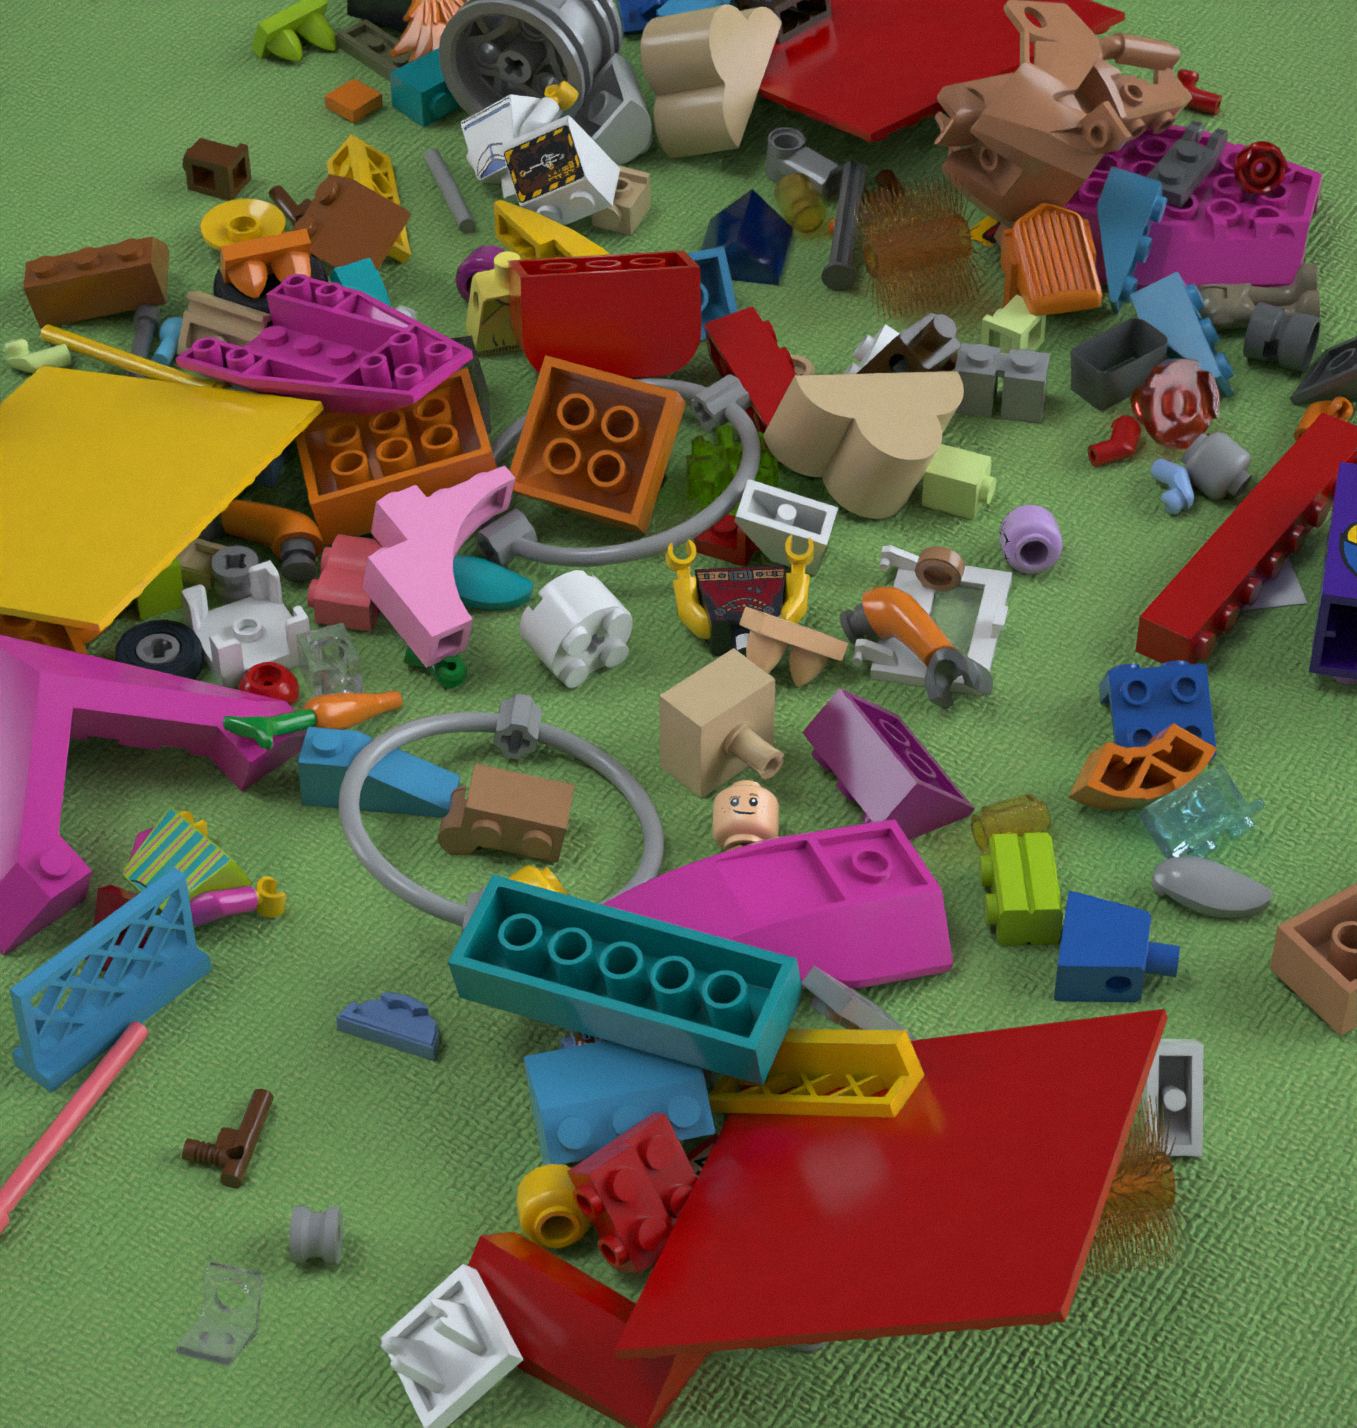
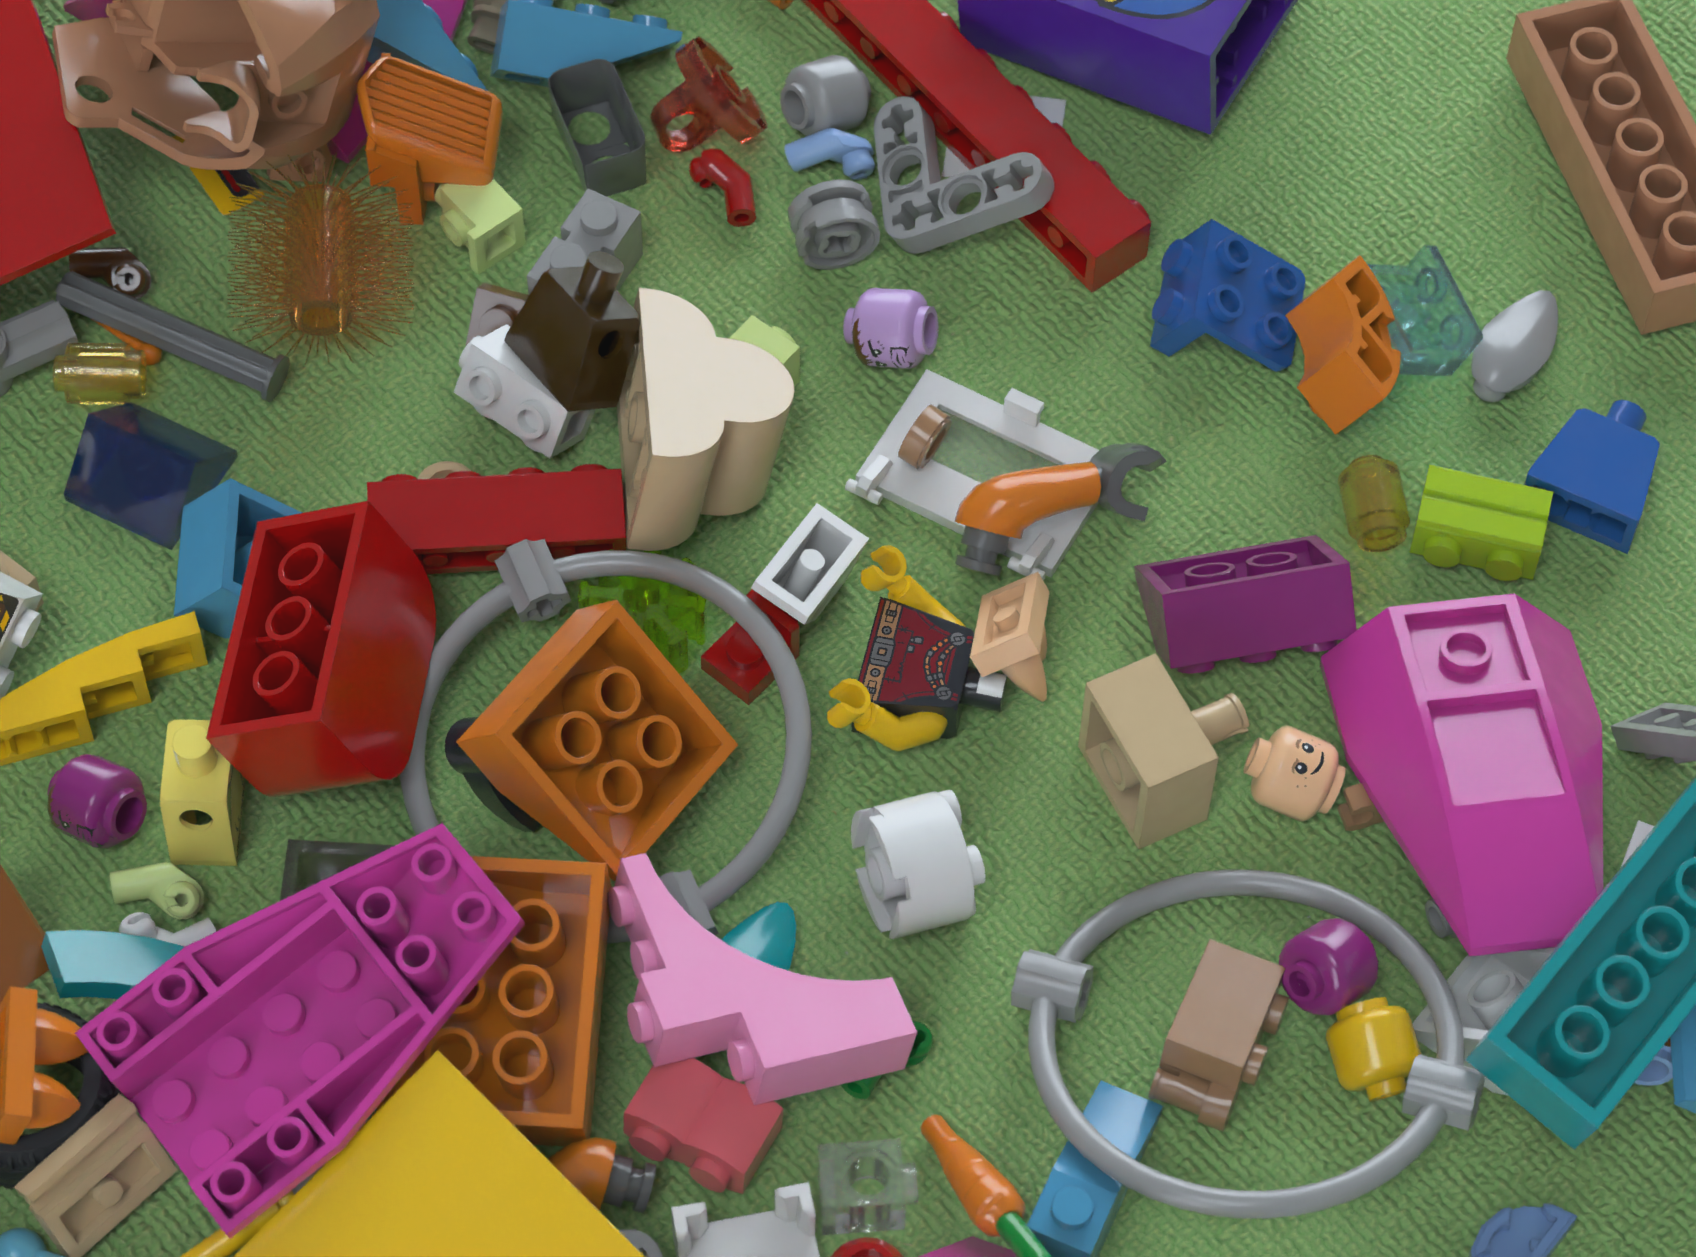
camera: 75 degrees left, 15 degrees up
(441, 316) = (161, 884): none -> yellowish green arm
(578, 854) = (1328, 966): none -> magenta head
(1101, 488) = (833, 224): none -> light grey wheel
(1167, 536) = (940, 198): none -> light grey beam

